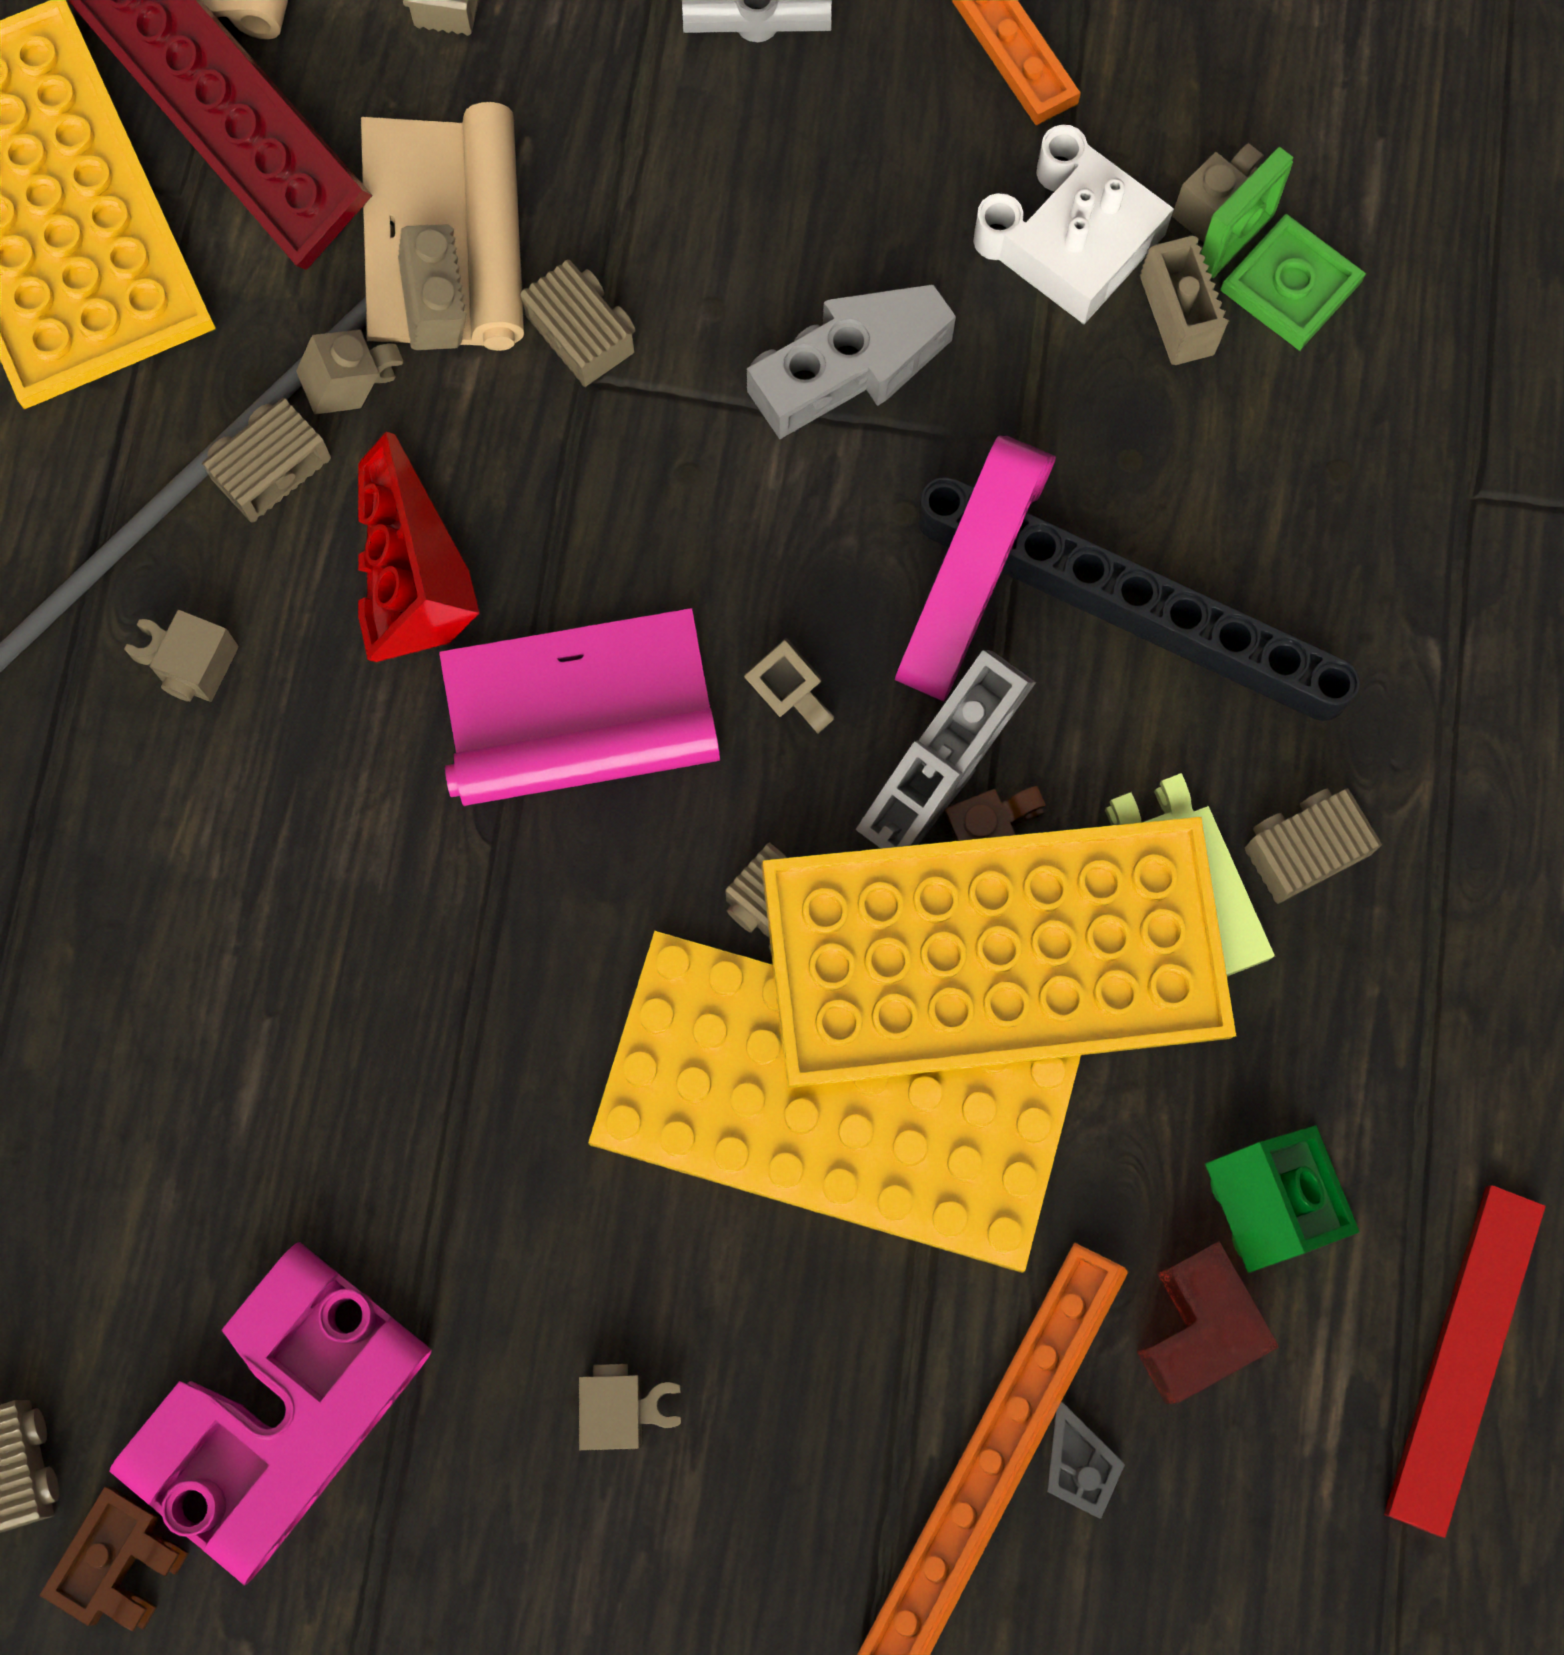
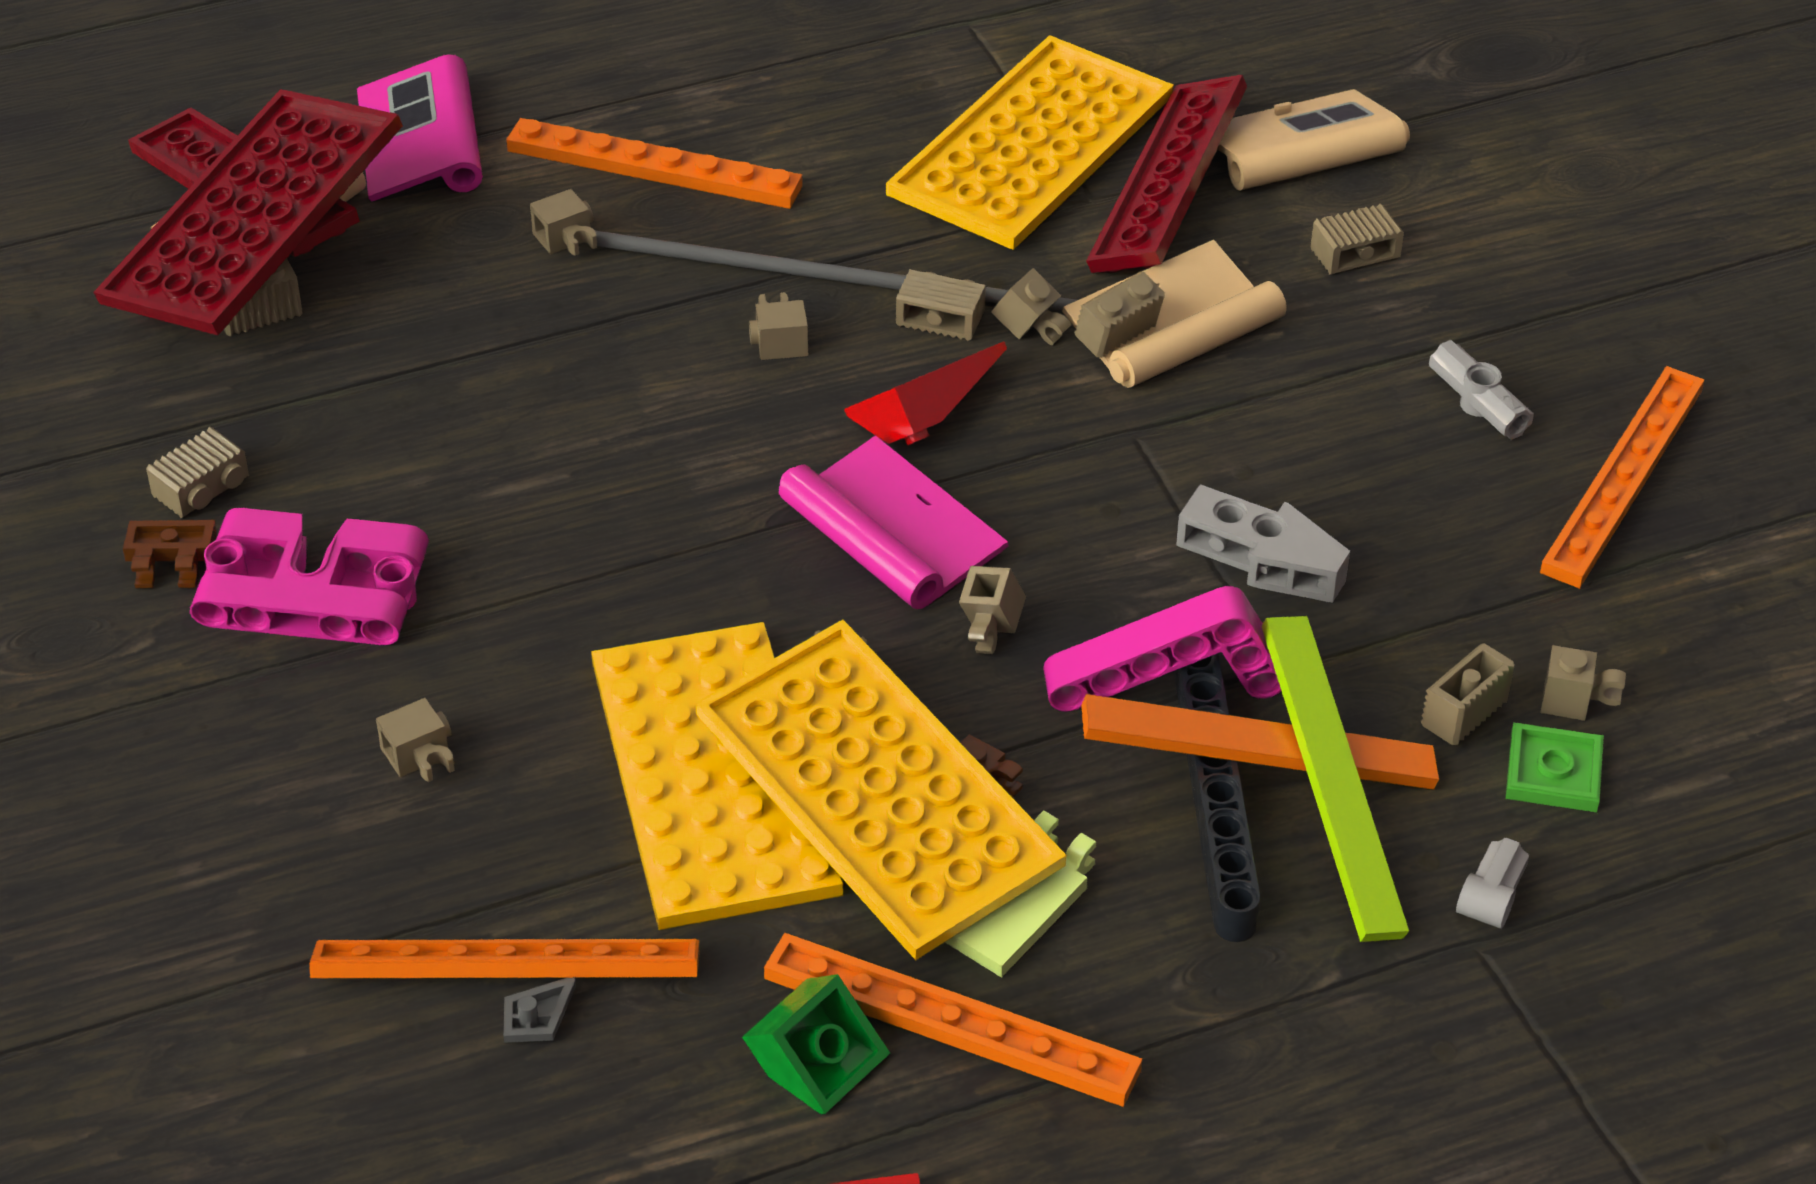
camera: 60 degrees right, 30 degrees down
(578, 322) = (1166, 402): dark tan brick -> none
(946, 753) = (1009, 699): light grey brick -> none
(1084, 233) = (1463, 615): white piece -> none
(1147, 544) = (1247, 740): none -> orange tile
(1220, 1327) = (687, 1039): clear red brick -> none
(1230, 495) = (1334, 780): none -> lime tile
(1246, 211) = (1566, 692): bright green tile -> none
(1311, 844) = (1105, 950): dark tan brick -> none
(1313, 1046) = (962, 1021): none -> orange plate
(1426, 444) = (1492, 889): none -> light grey piece

